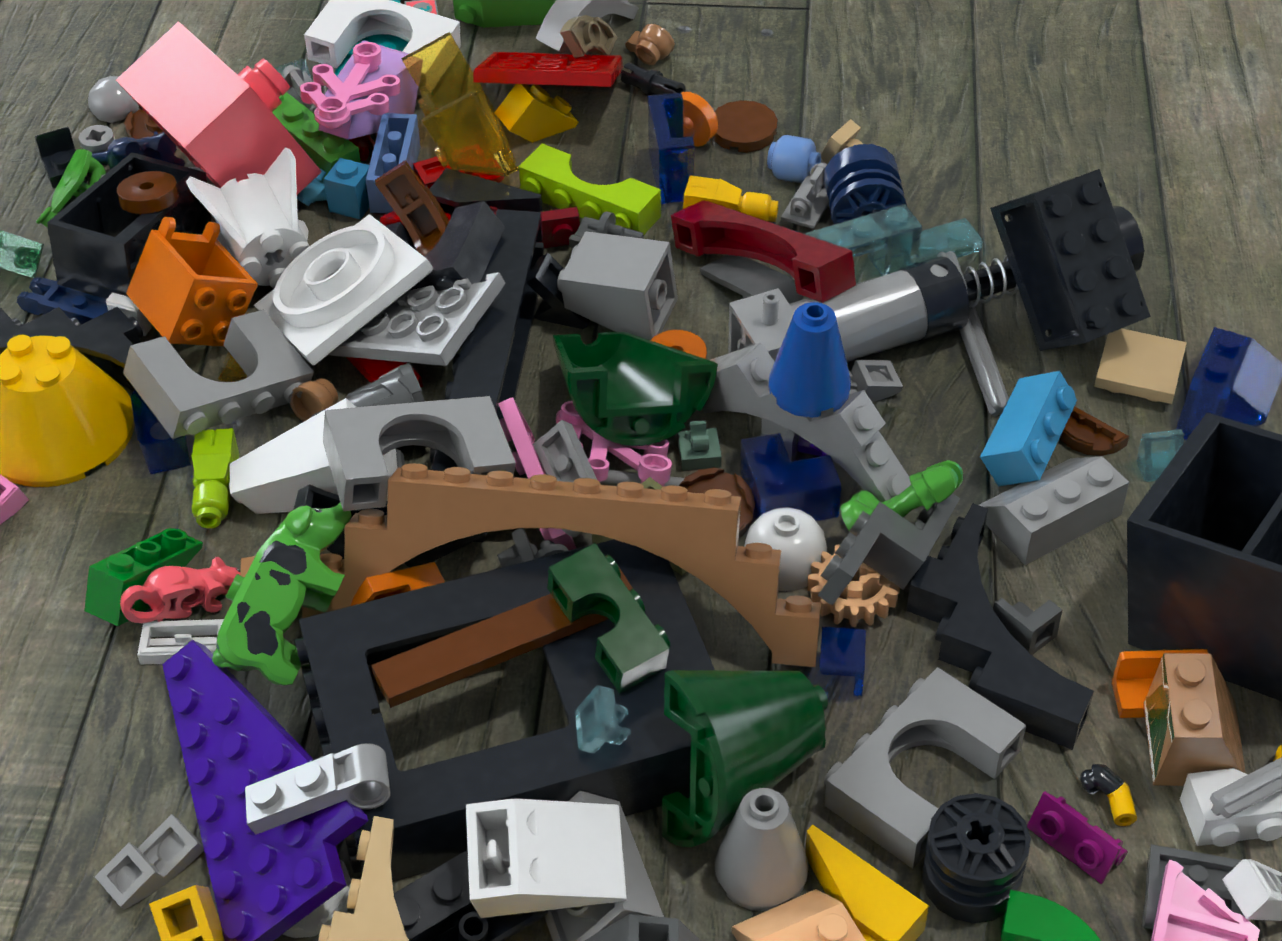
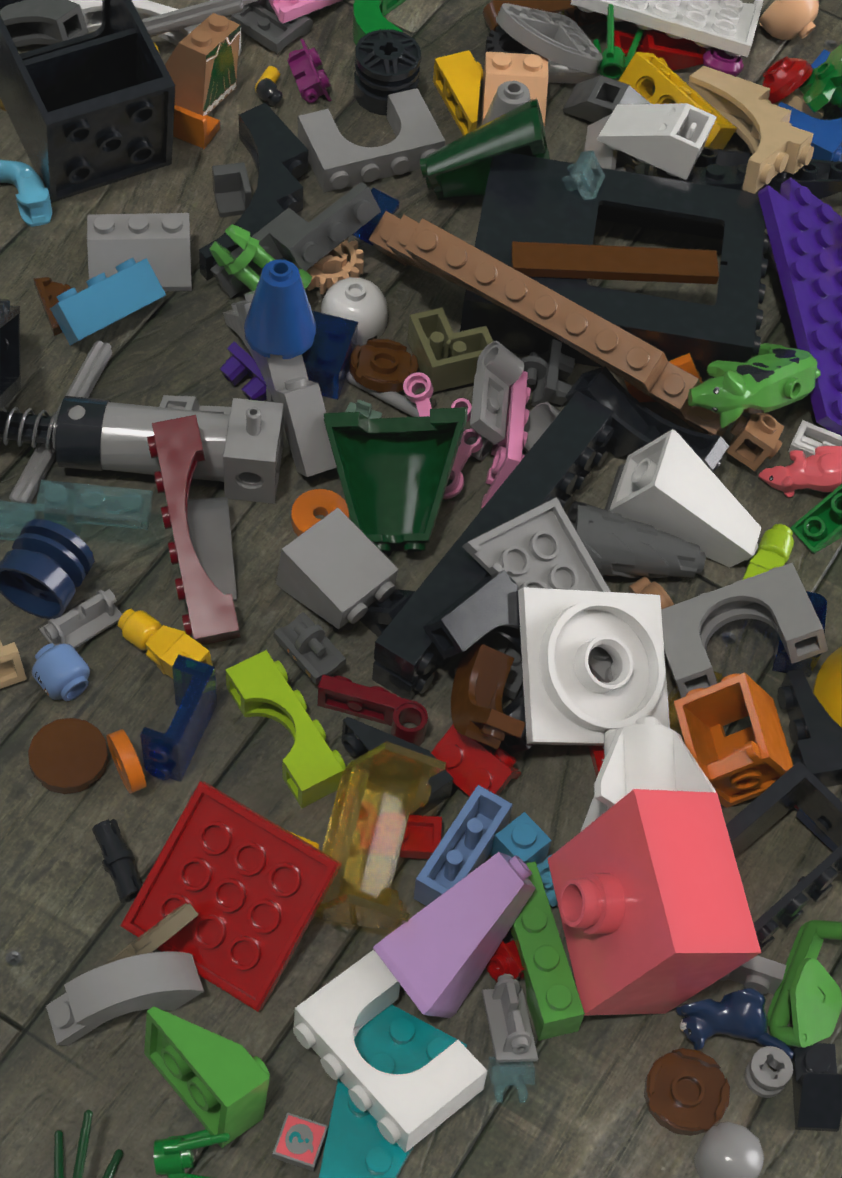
camera: 160 degrees left, 10 degrees up
(147, 192) = (769, 822): reddish brown piece -> none
(336, 109) = (493, 876): bright pink plant -> none
(349, 775) = (765, 205): light grey plate -> none
(361, 436) = (660, 421): light grey arch -> none
(593, 585) = (548, 233): dark green arch -> none
(651, 44) = (78, 921): medium nougat piece -> none
(1157, 451) = (26, 255): clear light blue slope -> none

